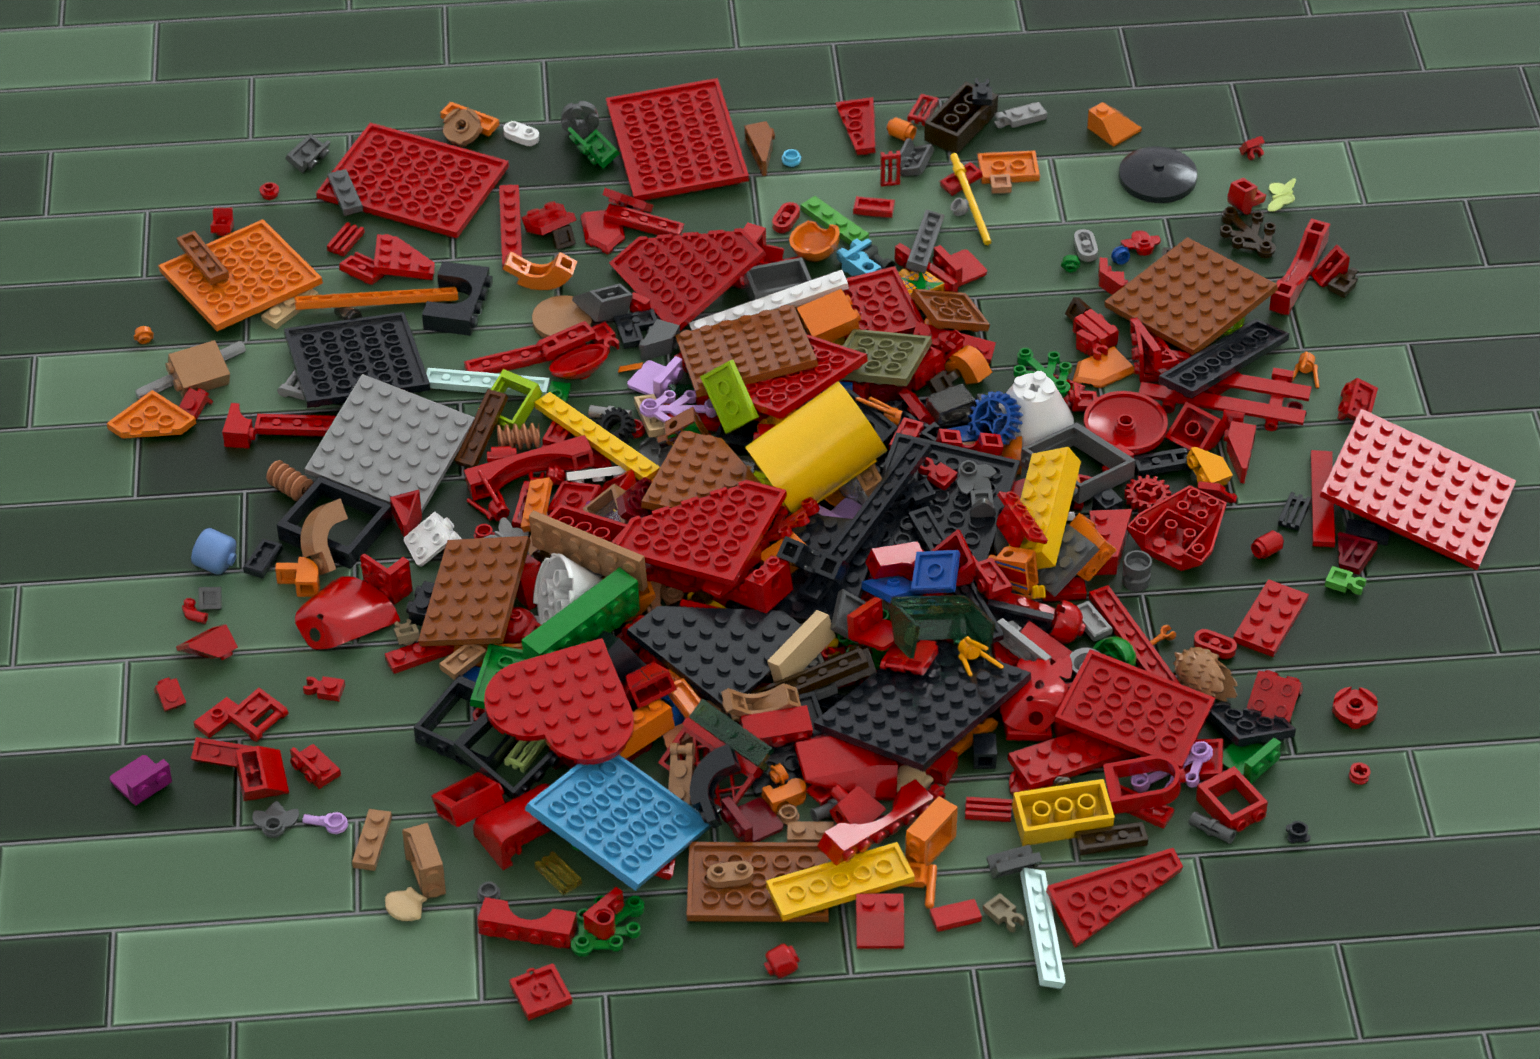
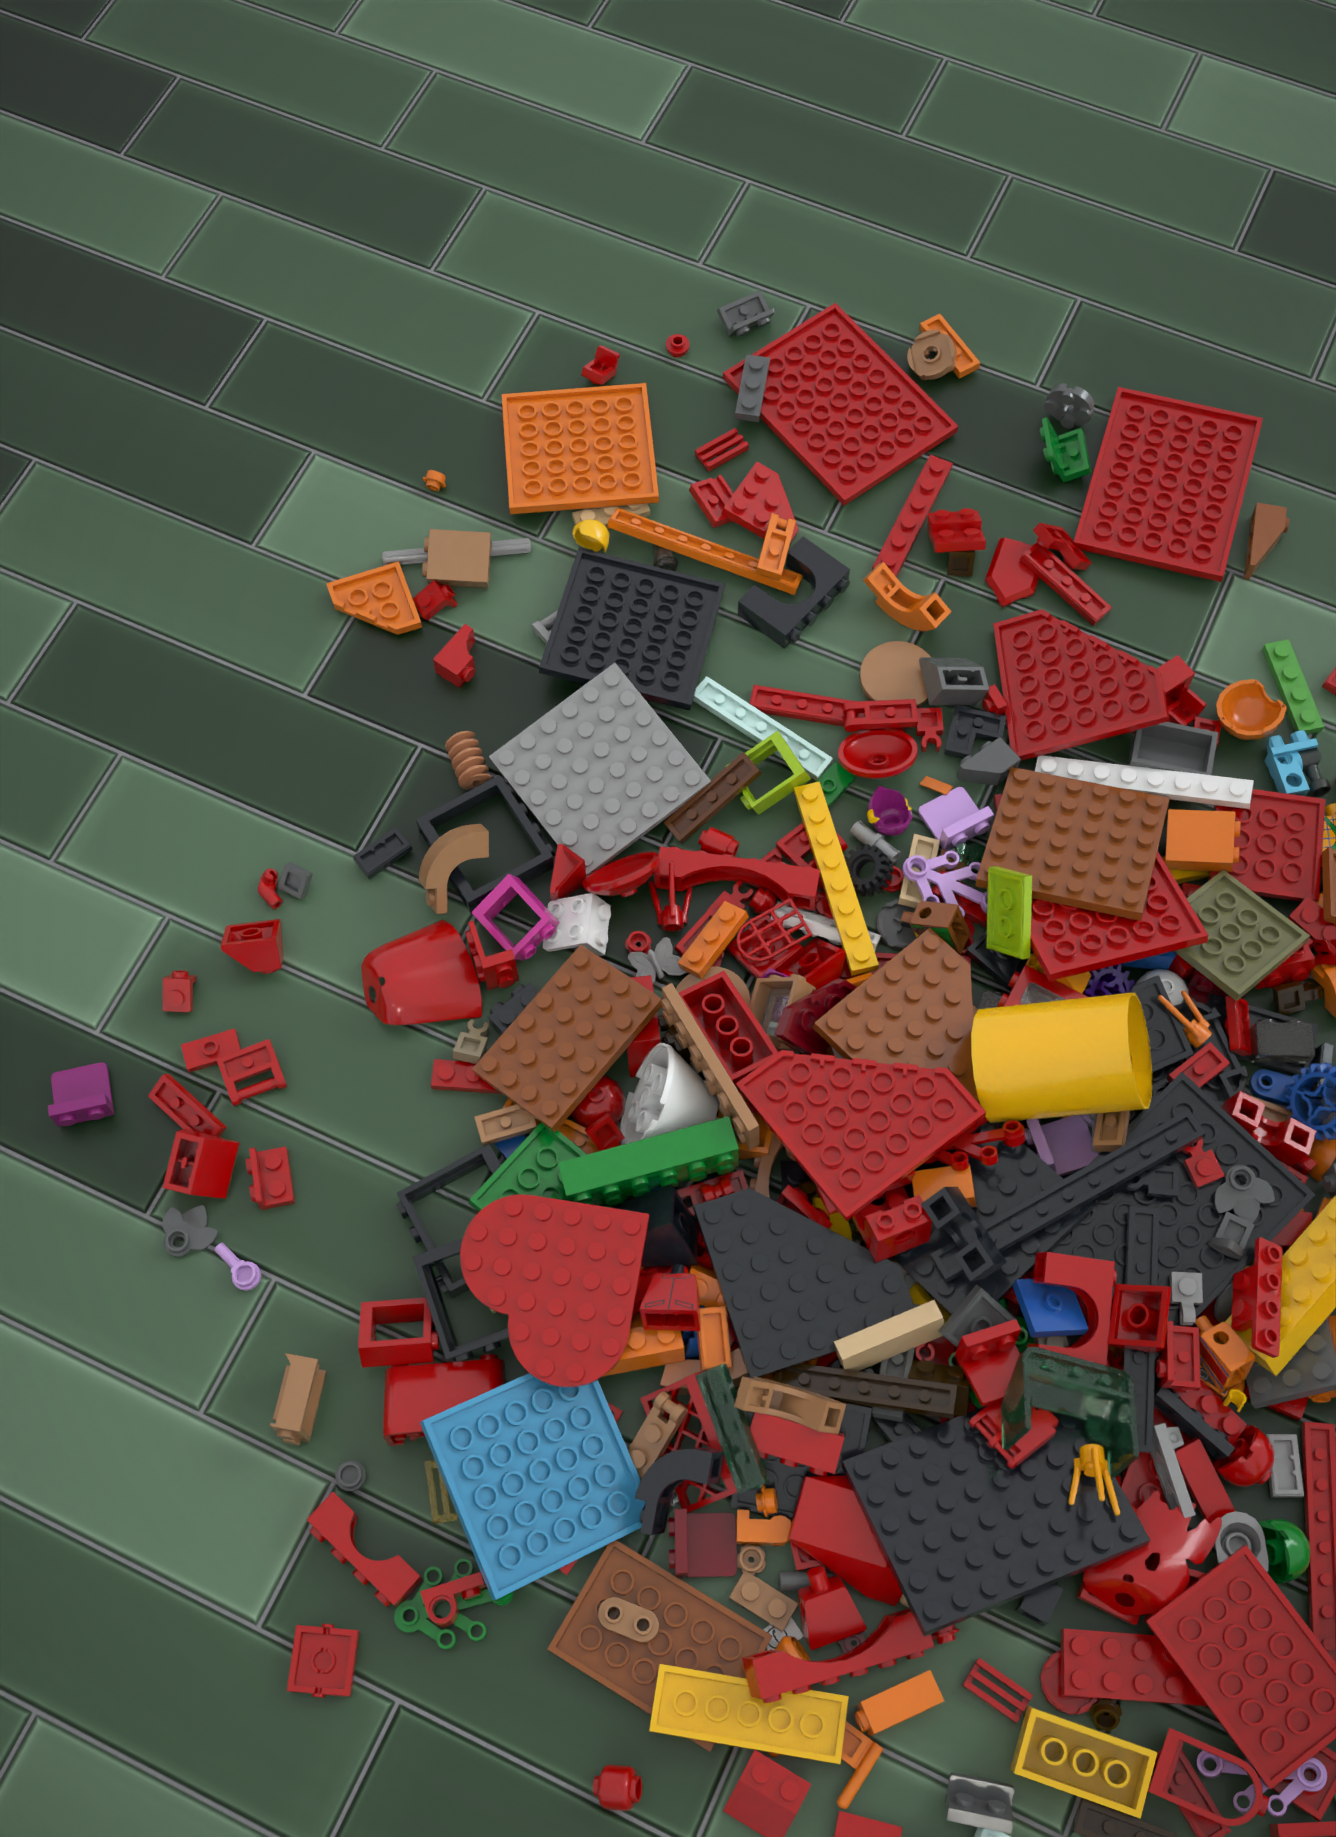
camera: 30 degrees right, 20 degrees up
(203, 257) = (548, 409): dark orange plate -> none
(214, 551) = (332, 820): medium blue head -> none
(286, 318) = (591, 535): none -> yellow hair
(293, 424) = (519, 682): red plate -> none
(302, 574) = (410, 905): orange brick -> none
(327, 689) = (347, 1073): red plate -> none
(372, 839) = (272, 1319): medium nougat plate -> none
(373, 534) = (498, 899): none -> dark pink window
(405, 904) = (251, 1439): tan animal -> none
(427, 273) = (775, 547): none -> orange plate
(450, 496) = (622, 875): none -> red dish
(519, 436) = (751, 827): nougat piece -> none
(521, 133) = (993, 387): white plate -> none
(582, 482) = (783, 934): none -> red window
(609, 390) = (889, 811): none -> magenta hair
(786, 217) = (1235, 657): red plate -> none
(791, 158) = (1290, 570): medium azure plate -> none
(935, 572) = (1109, 1327): blue plate -> none
(976, 545) = (1186, 1291): none -> light grey plate

